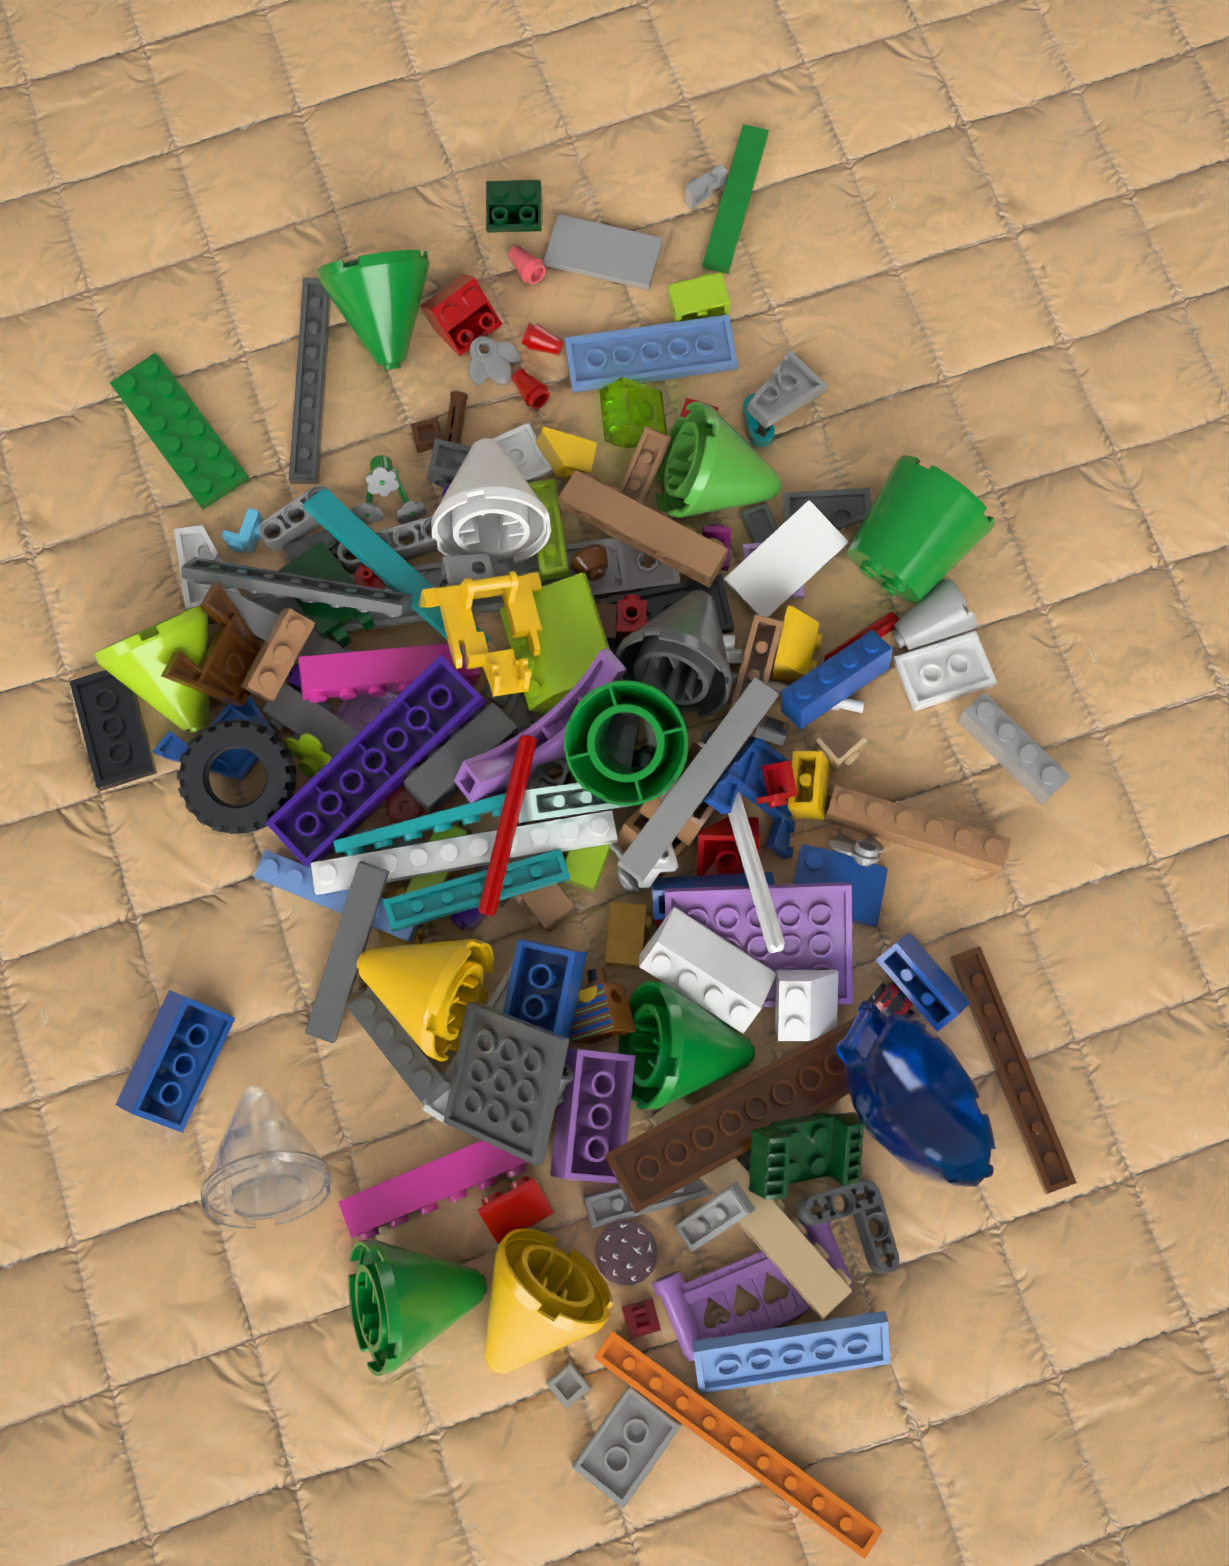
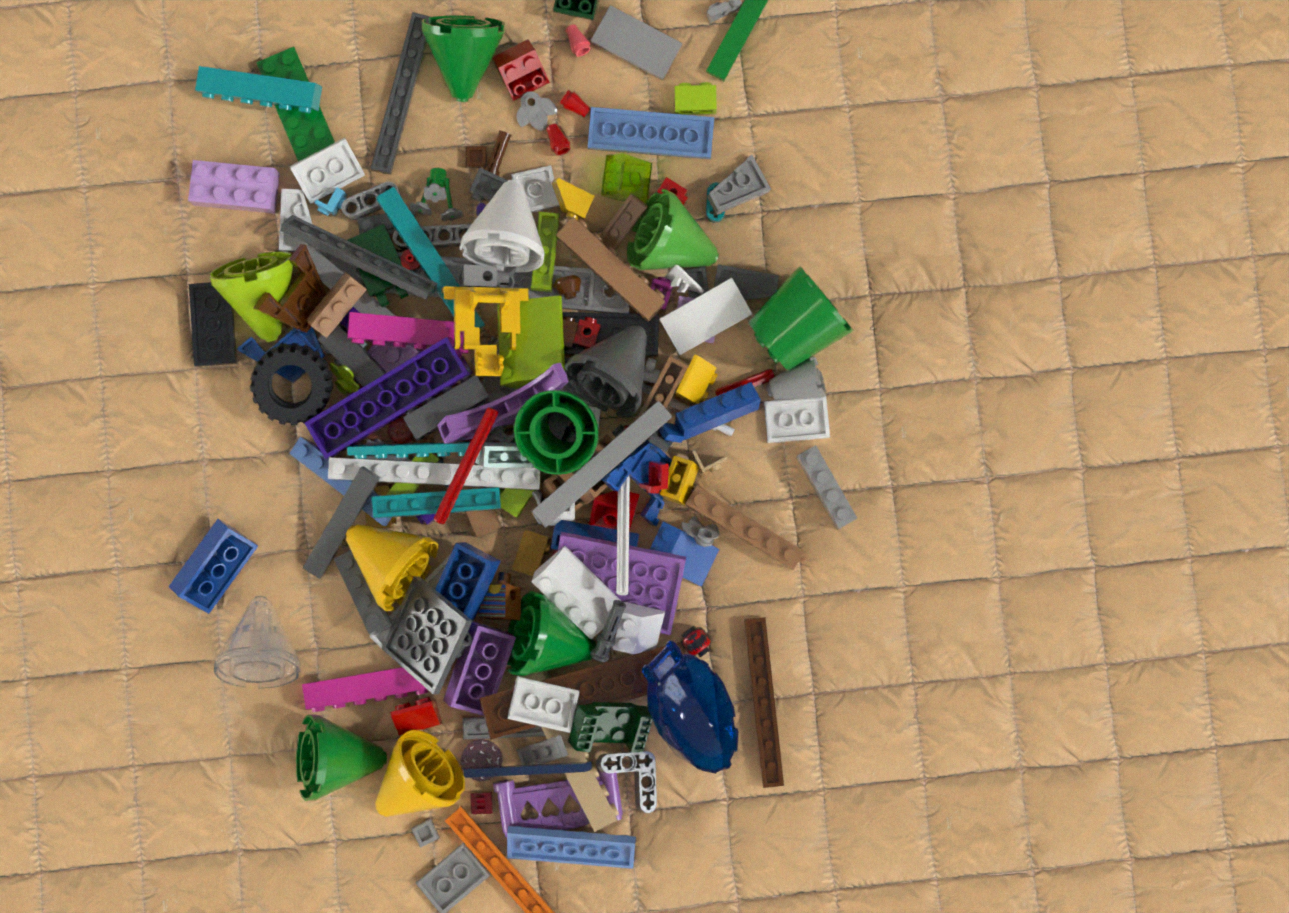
camera: 15 degrees right, 10 degrees up
(108, 541) = (234, 186): none -> lavender brick
(118, 409) = (258, 88): none -> teal brick
(229, 490) = (327, 170): none -> white plate
(700, 1142) = (543, 704): none -> white tile
(700, 1247) = (532, 769): none -> dark blue tile
(743, 520) = (681, 279): none -> white piece
(766, 1026) = (606, 639): none -> dark grey pin
(781, 721) = (671, 432): none -> blue tile
(923, 981) = (720, 632): blue brick -> none

